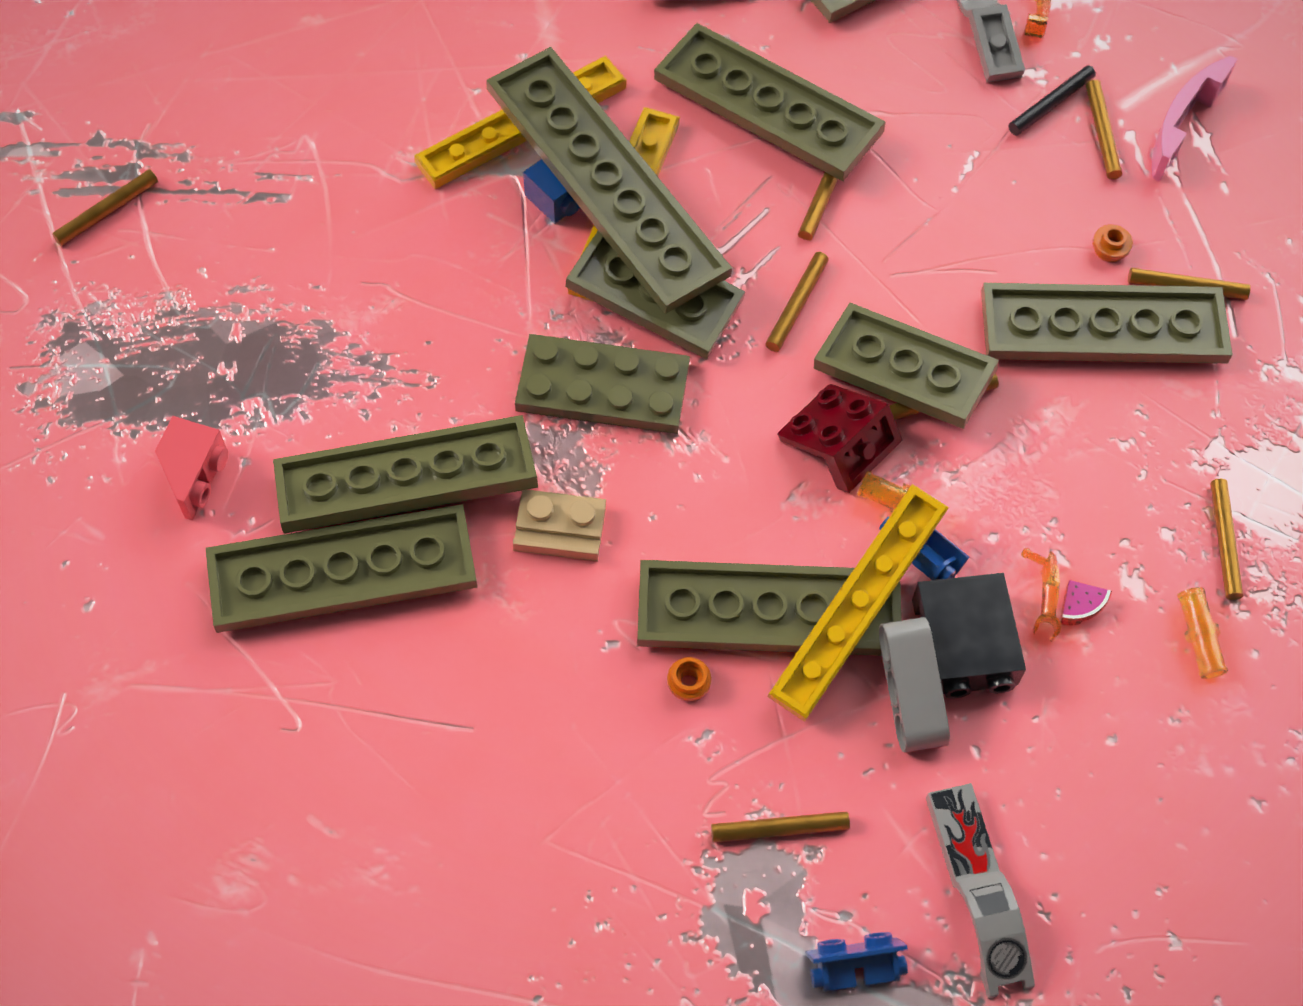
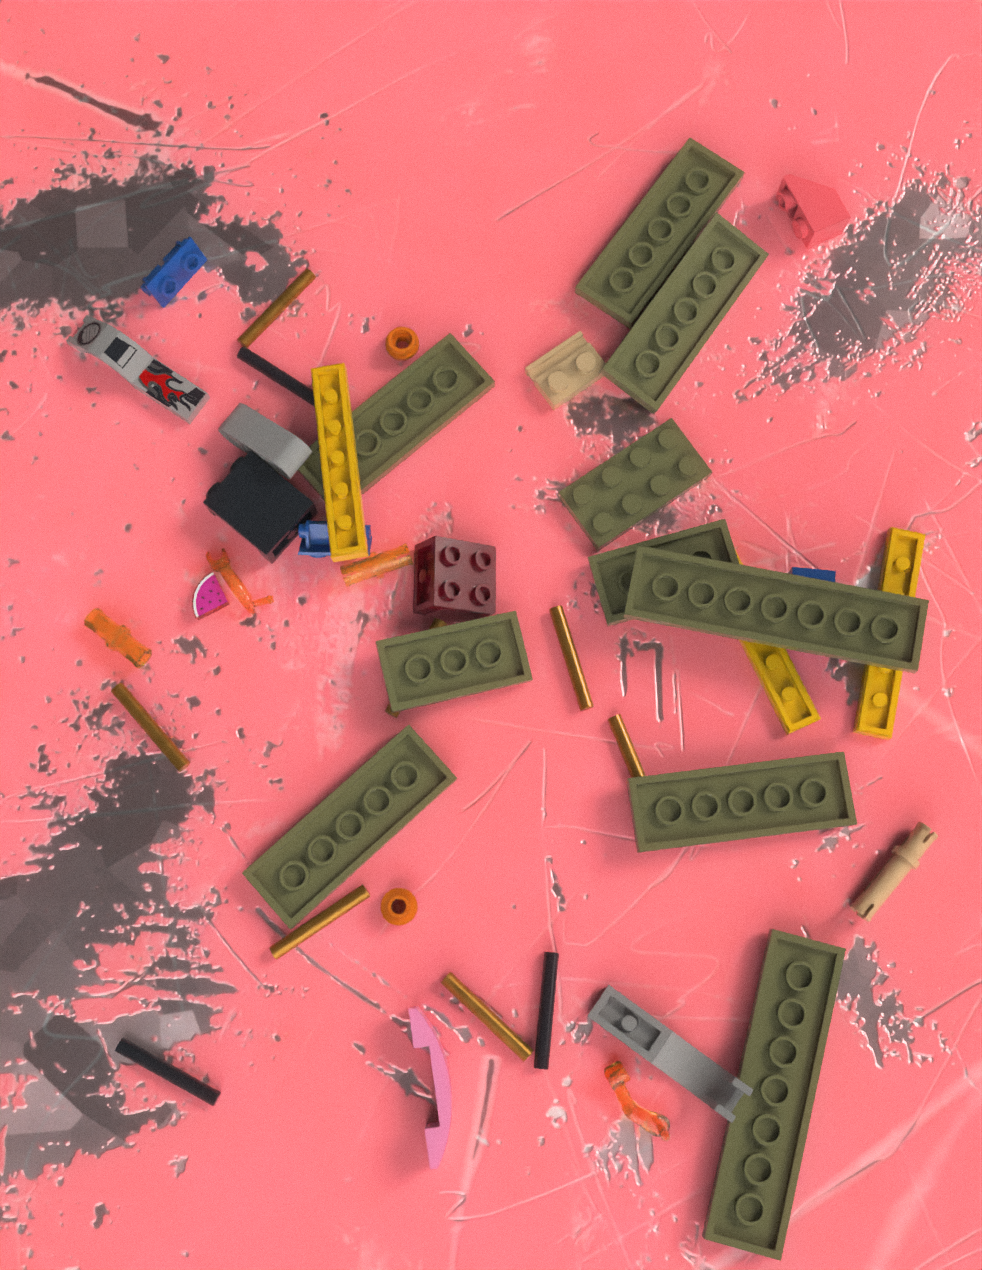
camera: 140 degrees right, 15 degrees up
(839, 755) = (276, 374): none -> black bar

